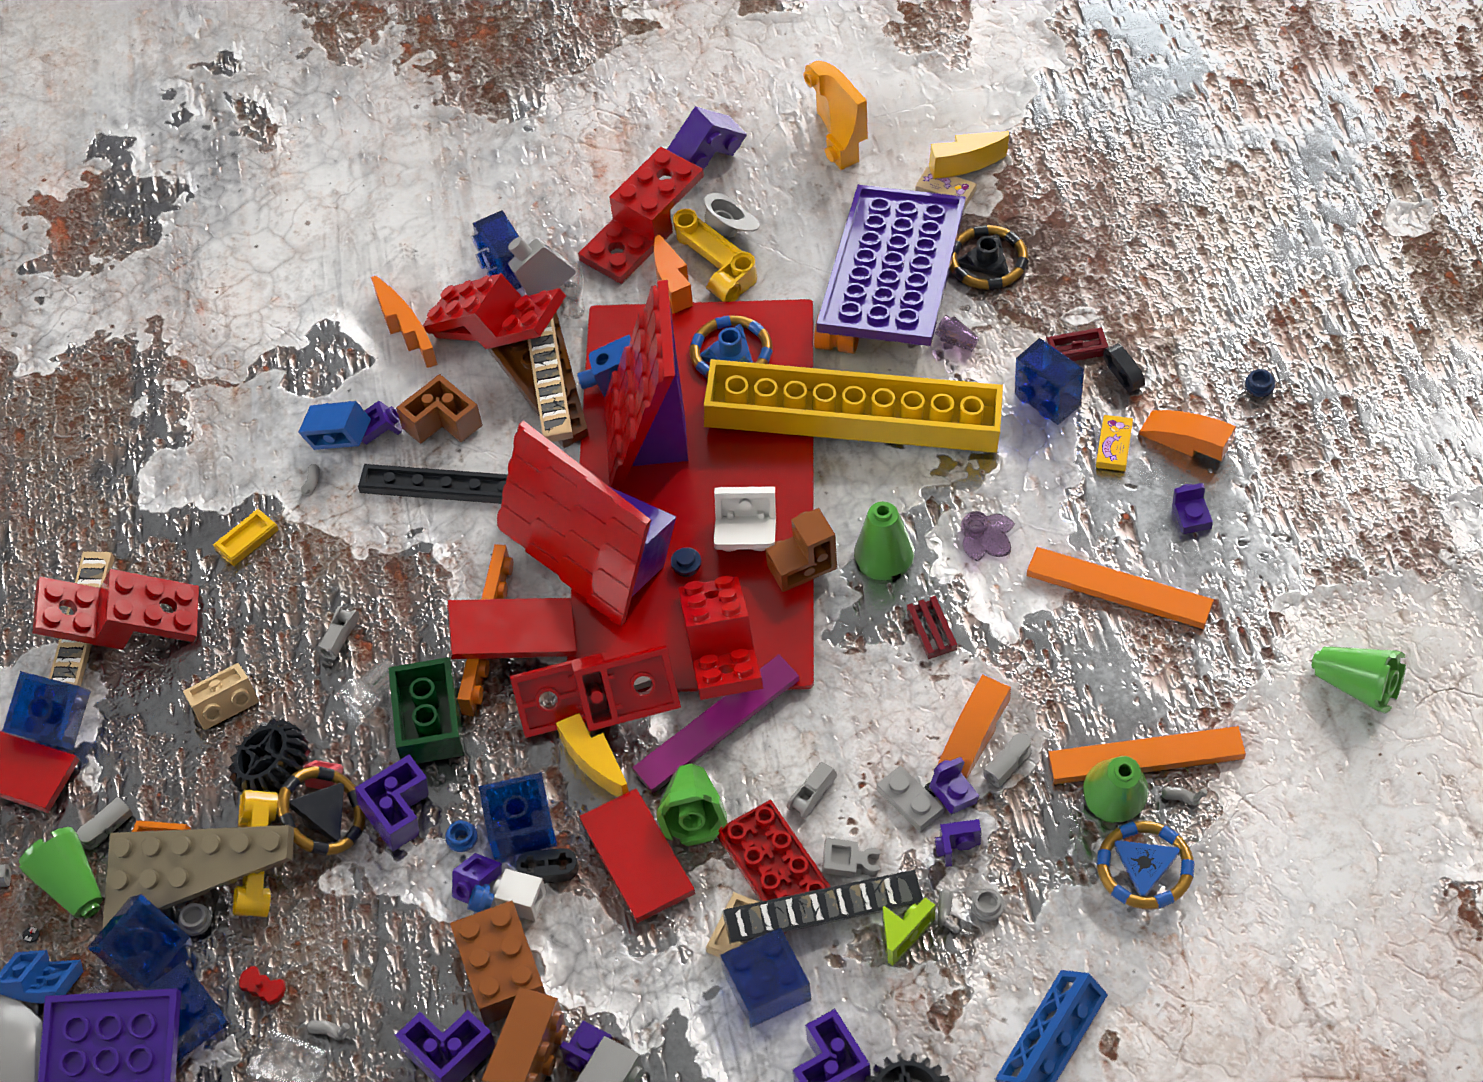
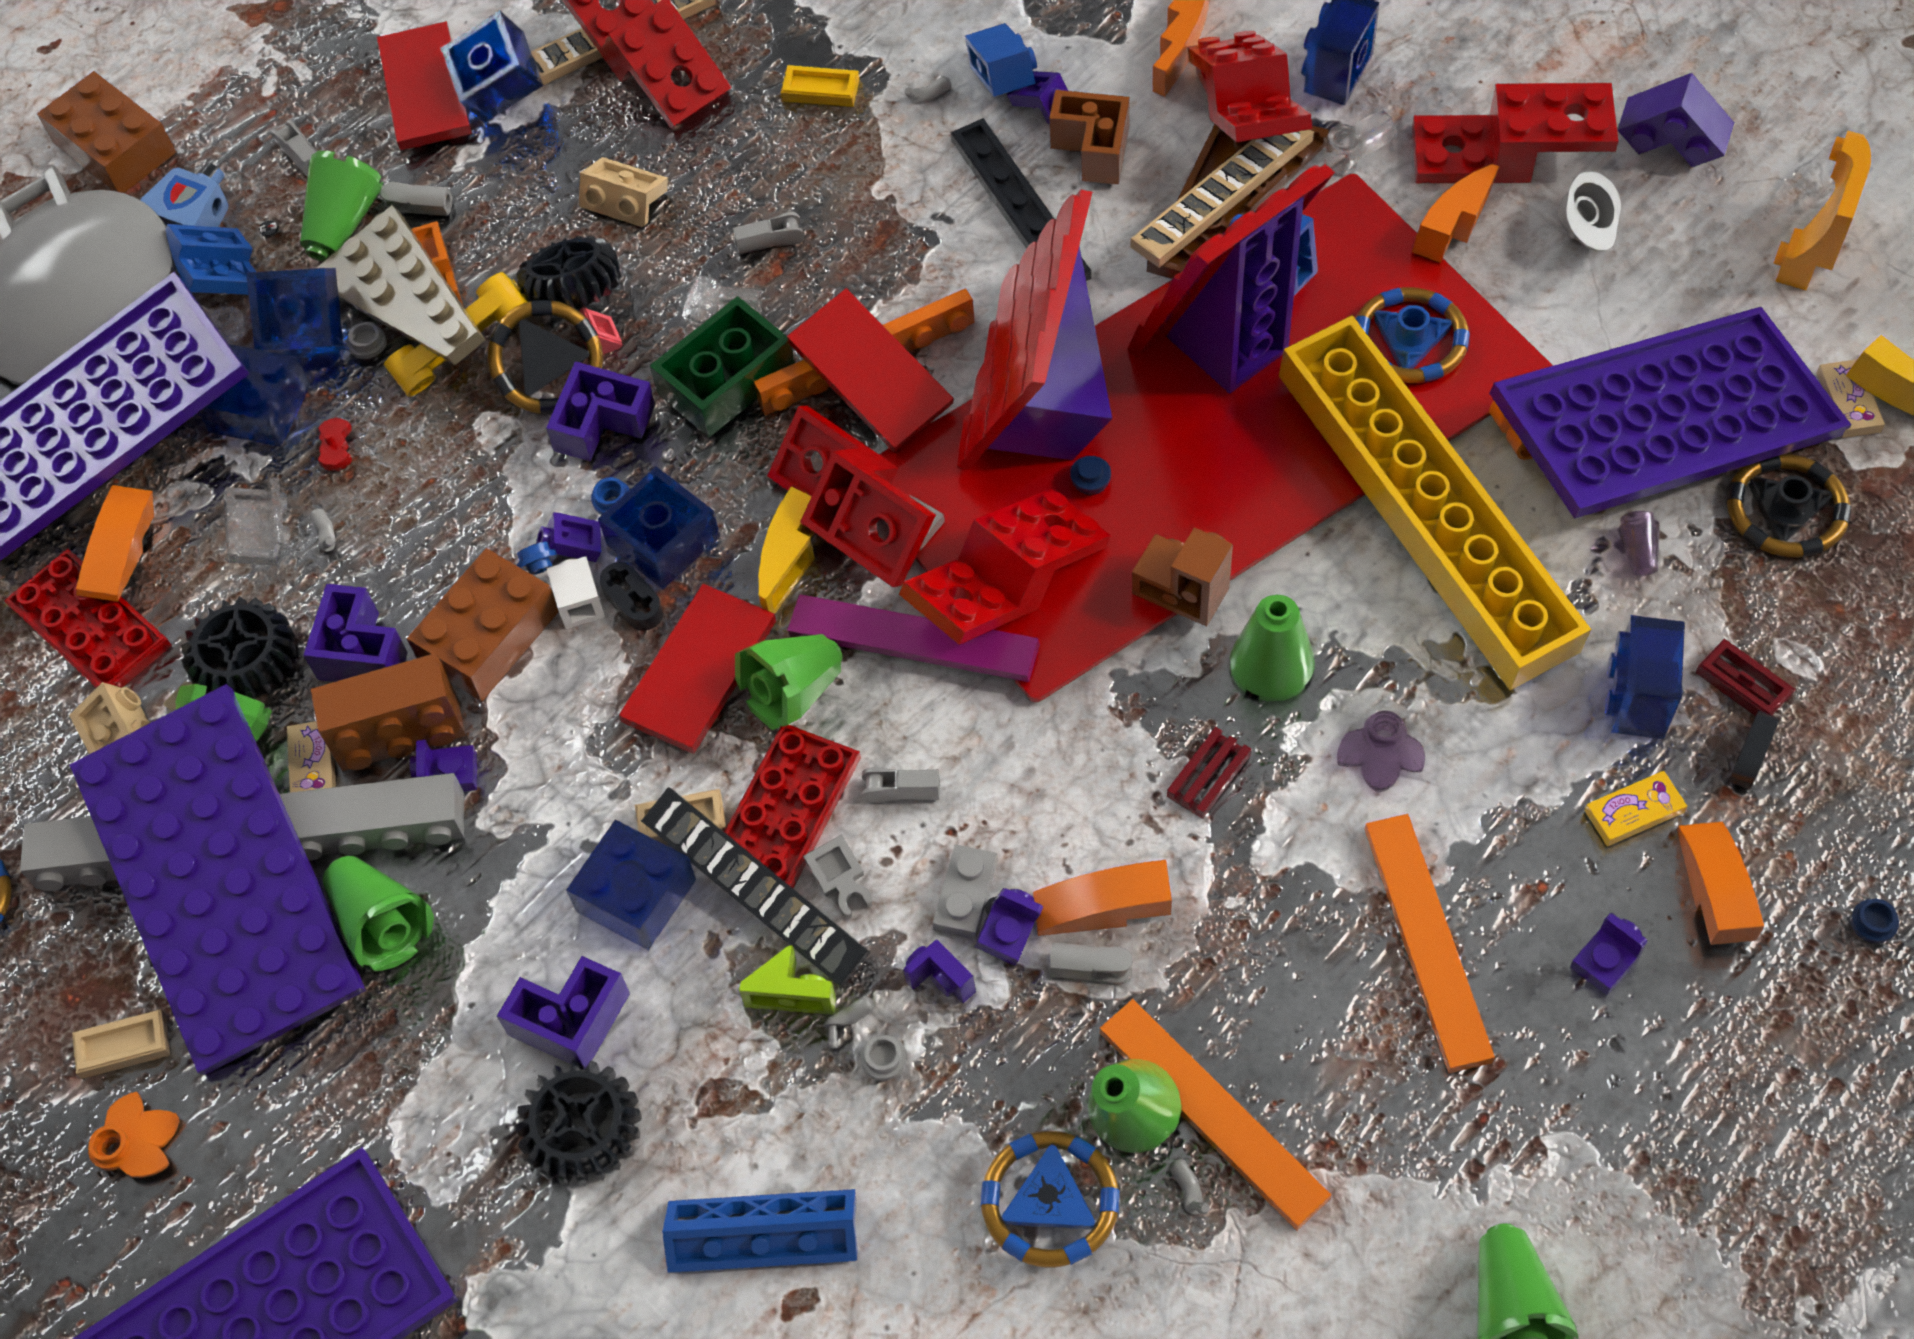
camera: 55 degrees right, 5 degrees up
(538, 266) = (1341, 87): light grey torso -> none
(736, 268) = (1528, 271): yellow piece -> none
(744, 518) = (1183, 493): white bracket -> none

